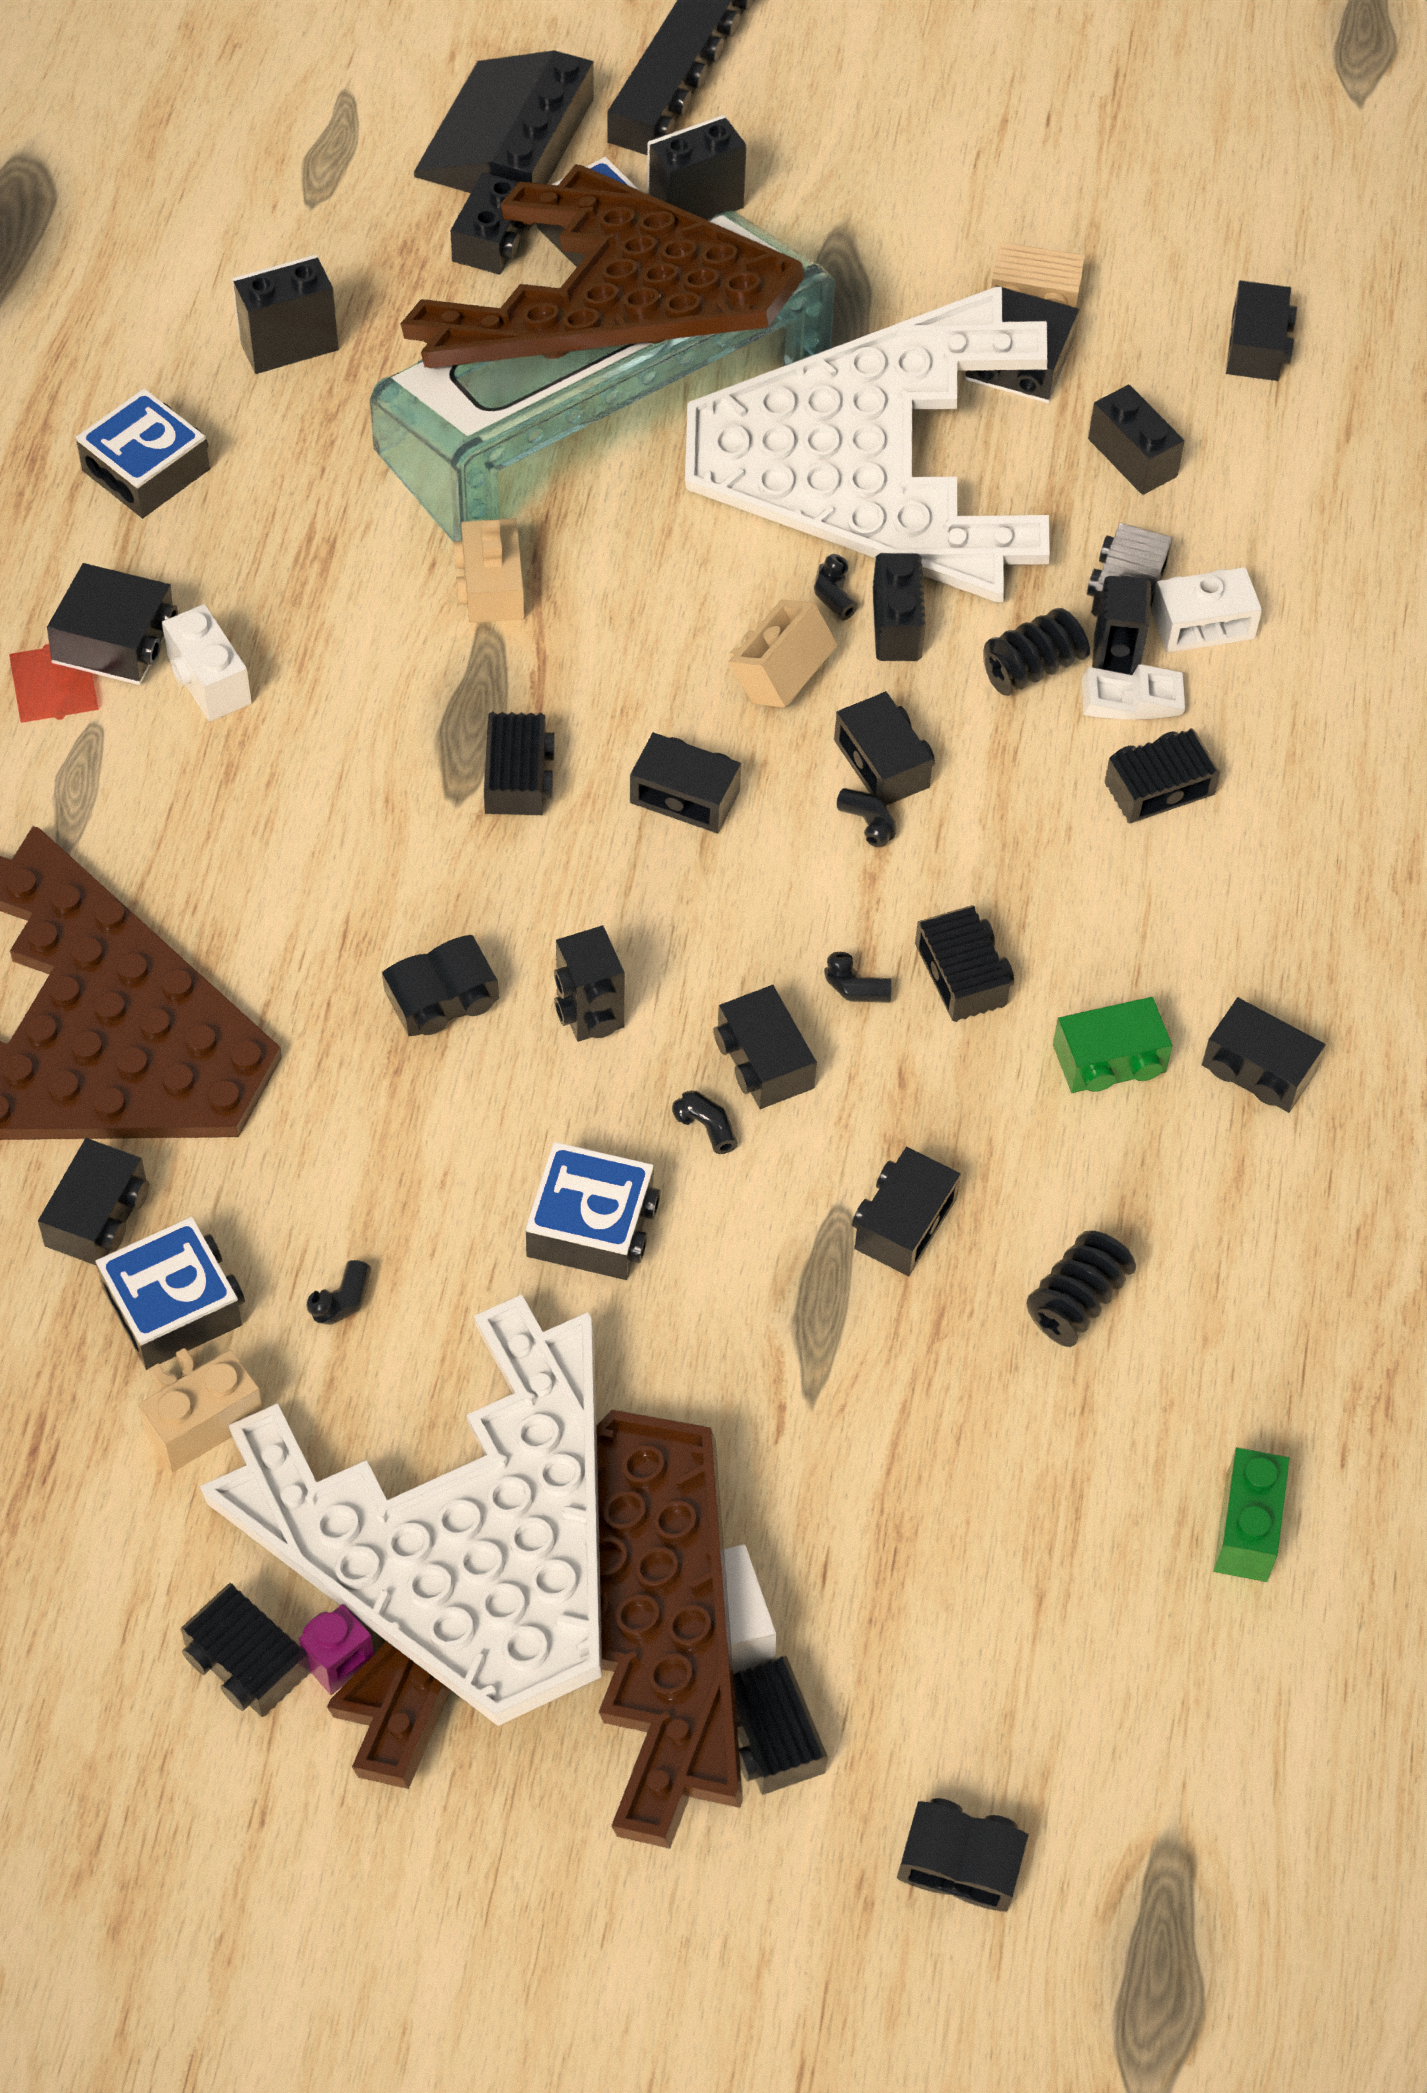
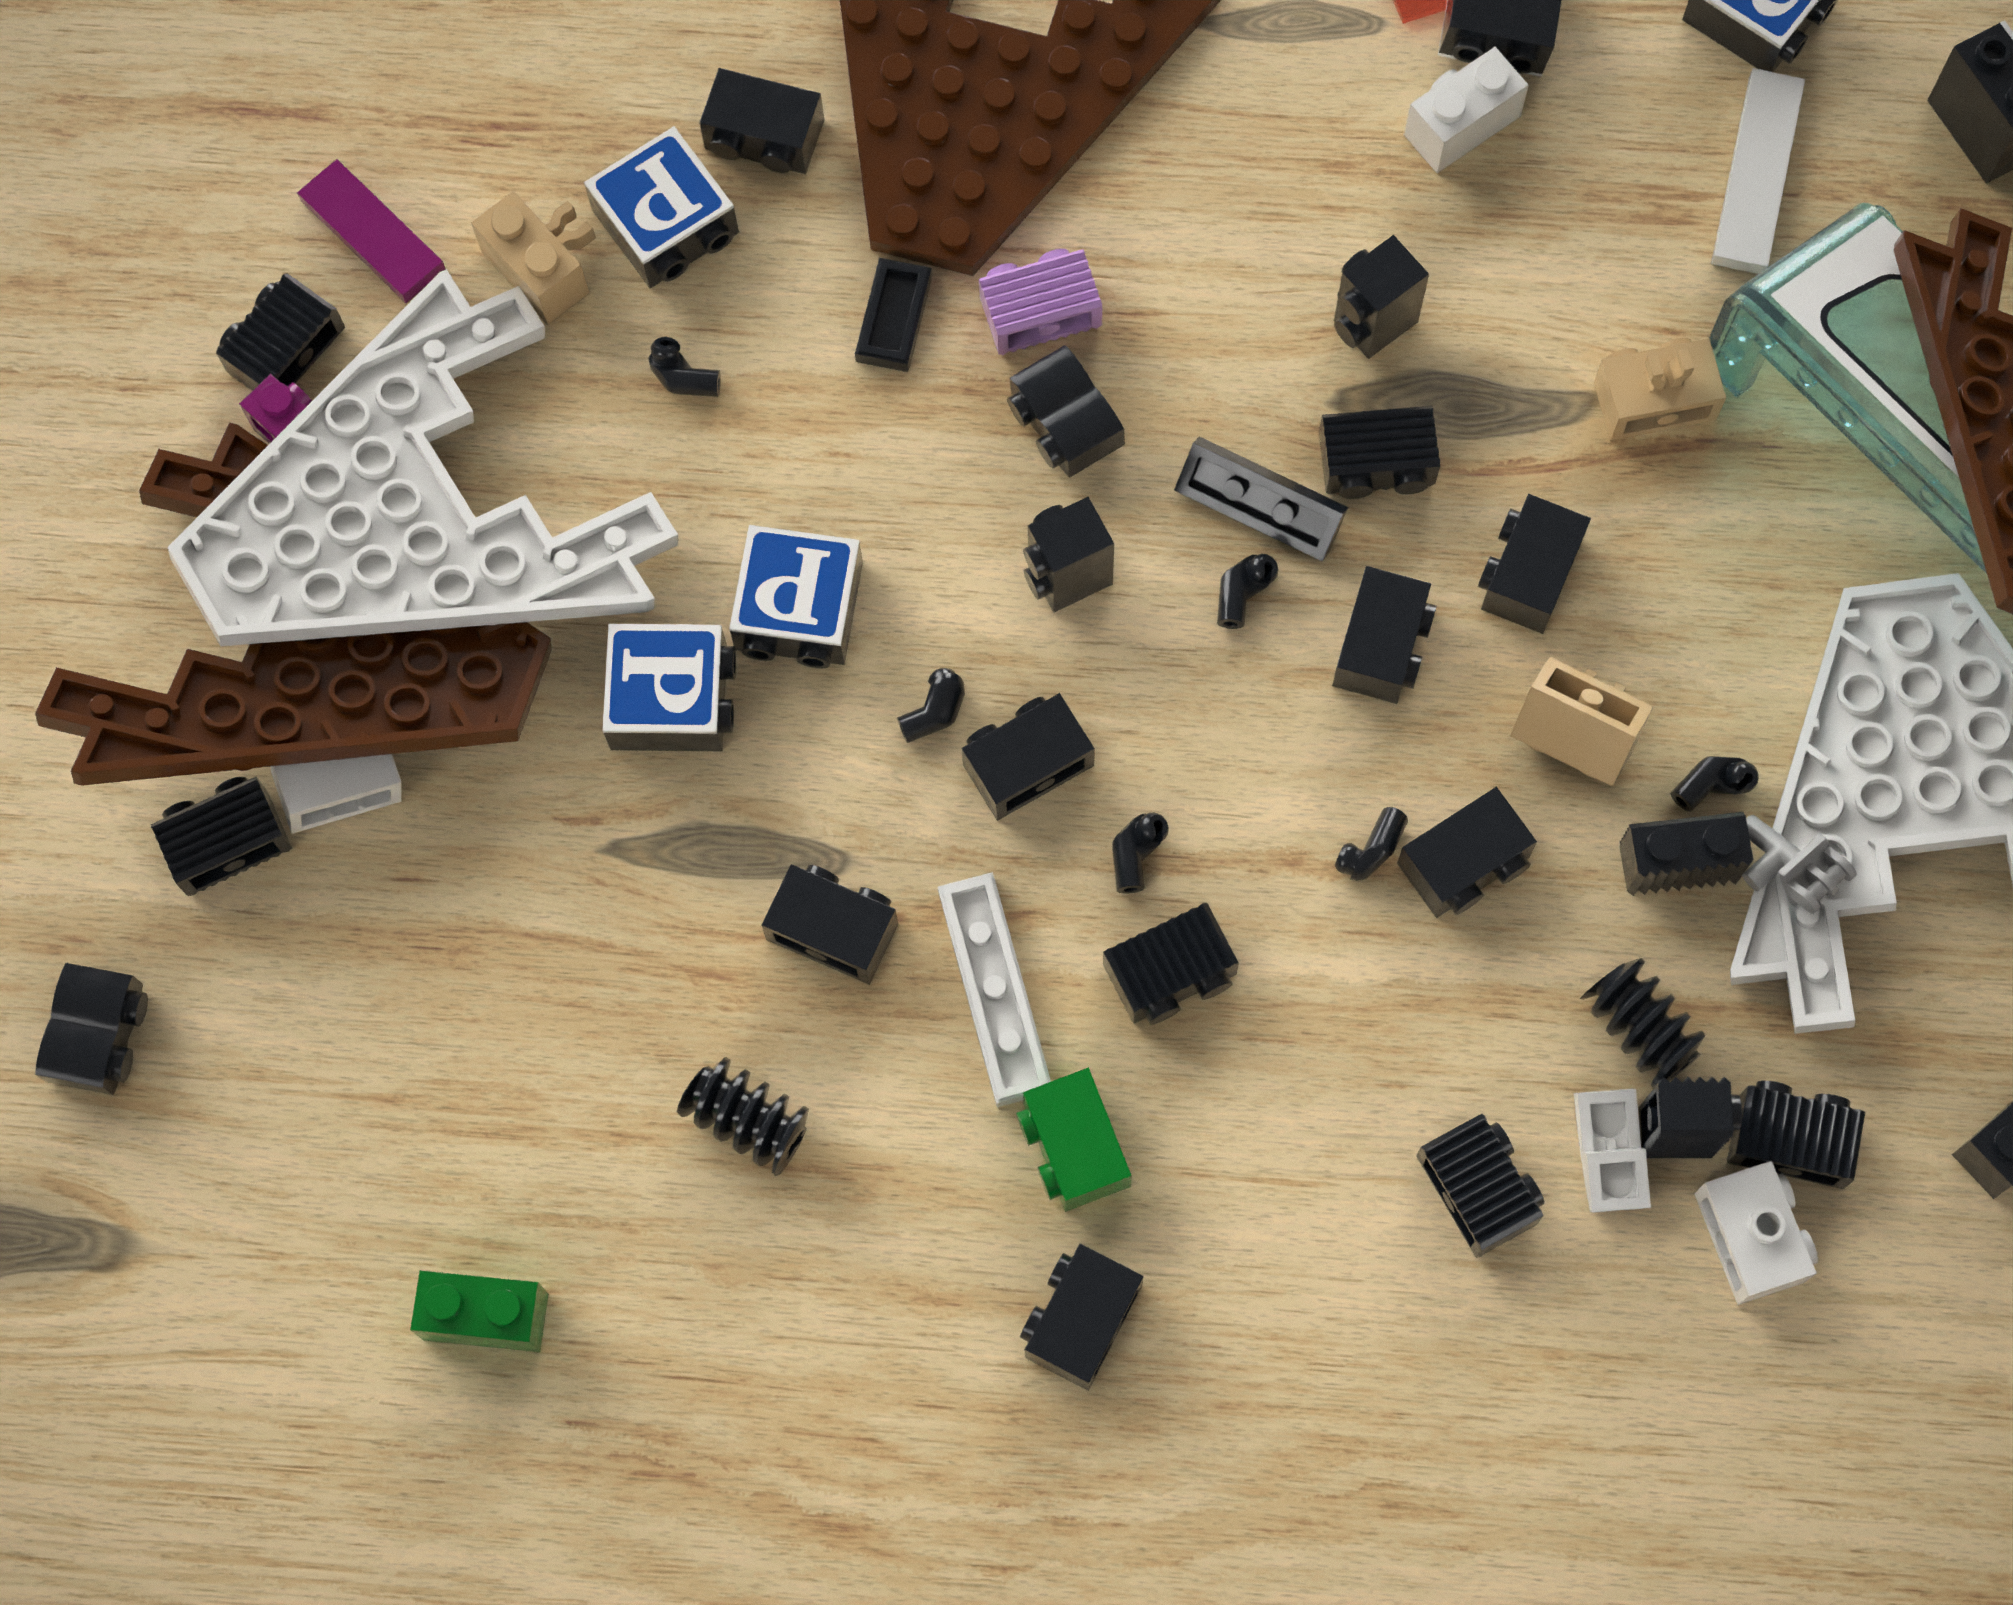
camera: 90 degrees right, 15 degrees up
(131, 1567) = (371, 230): none -> magenta tile
(300, 485) = (1758, 171): none -> white tile
(312, 1119) = (893, 314): none -> black tile
(327, 995) = (1040, 300): none -> lavender brick
(382, 735) = (1379, 296): none -> black brick
(547, 853) = (1260, 498): none -> plate
(620, 880) = (1241, 584): none -> black arm
(635, 671) = (1534, 563): none -> black brick
(667, 1324) = (667, 687): none -> piece
(912, 538) = (1804, 873): none -> light grey arm
(970, 1100) = (994, 987): none -> white tile

